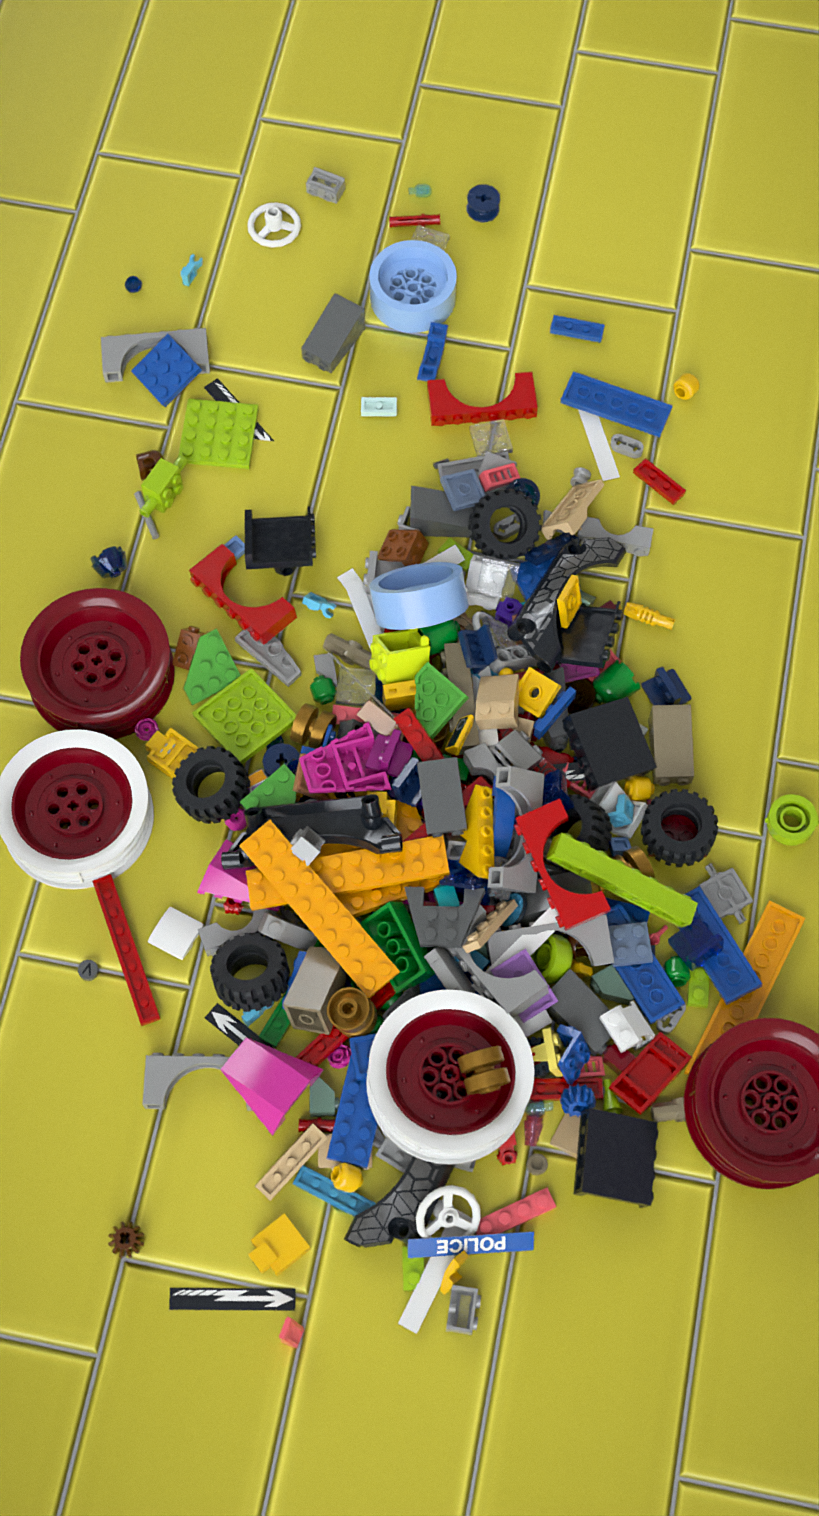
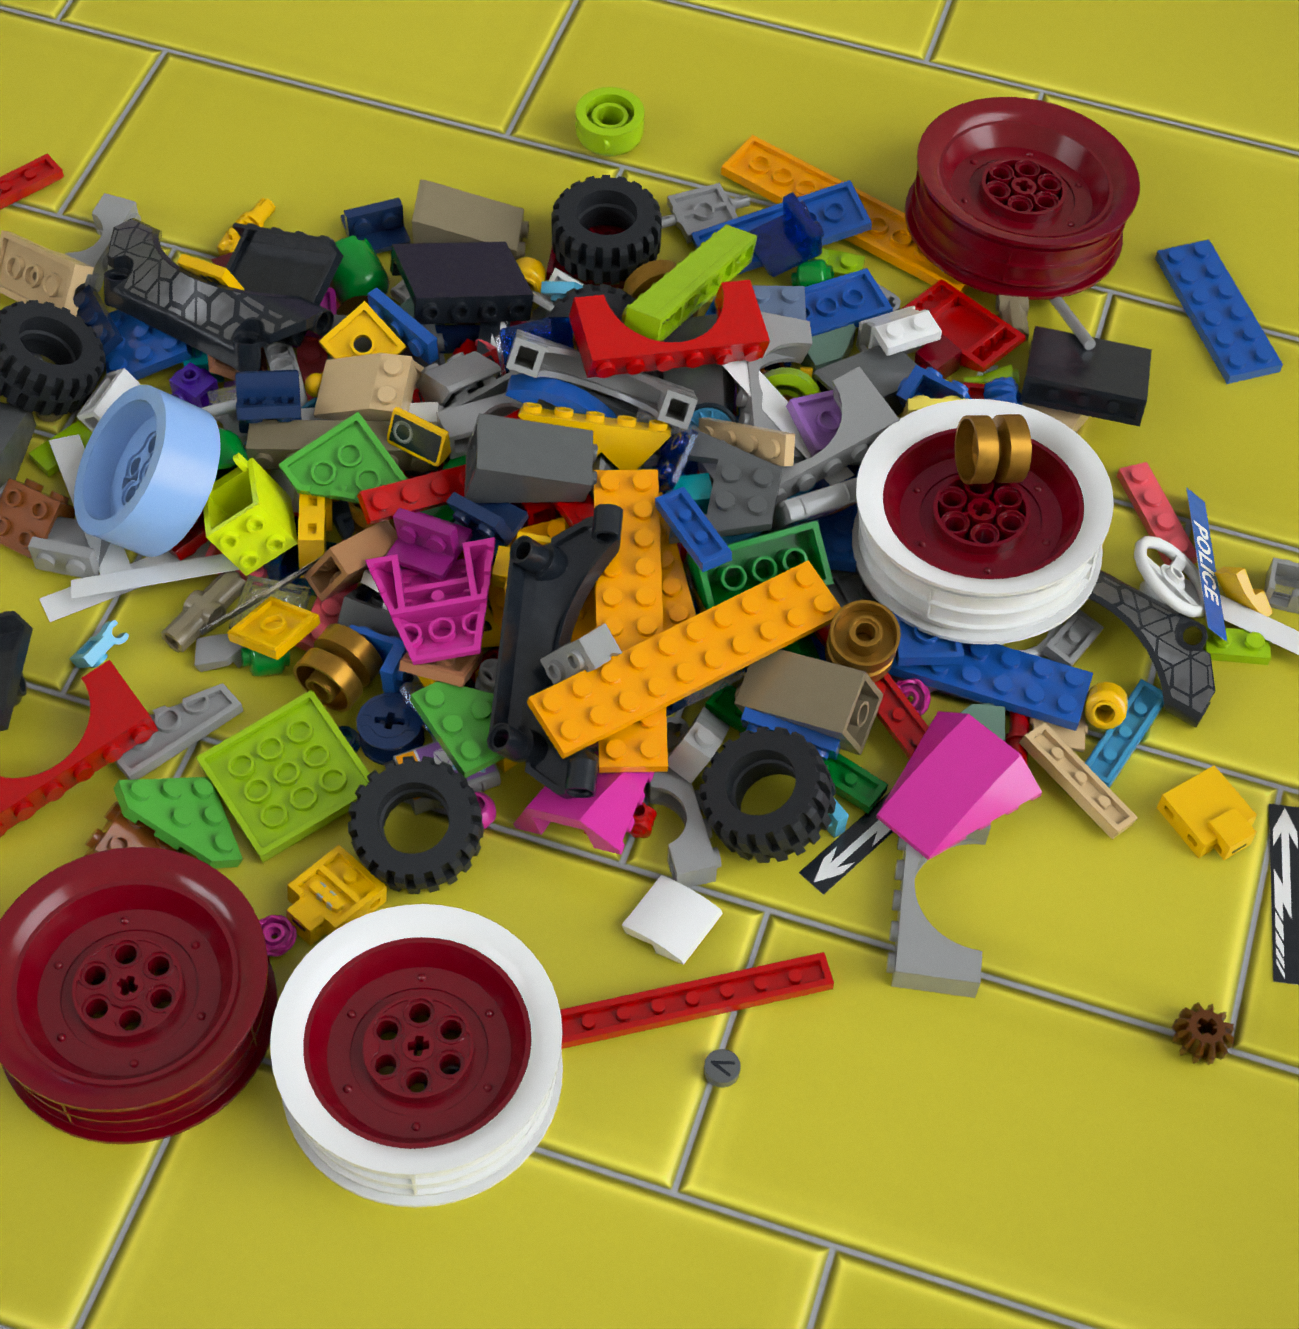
camera: 85 degrees left, 10 degrees down
(334, 688) = (274, 627): none -> yellow tile
(403, 896) = (693, 529): none -> blue plate
(498, 577) = (129, 370): clear tile -> none
(664, 1149) = (1073, 323): none -> light grey bar
(710, 1260) = (1218, 311): none -> blue plate

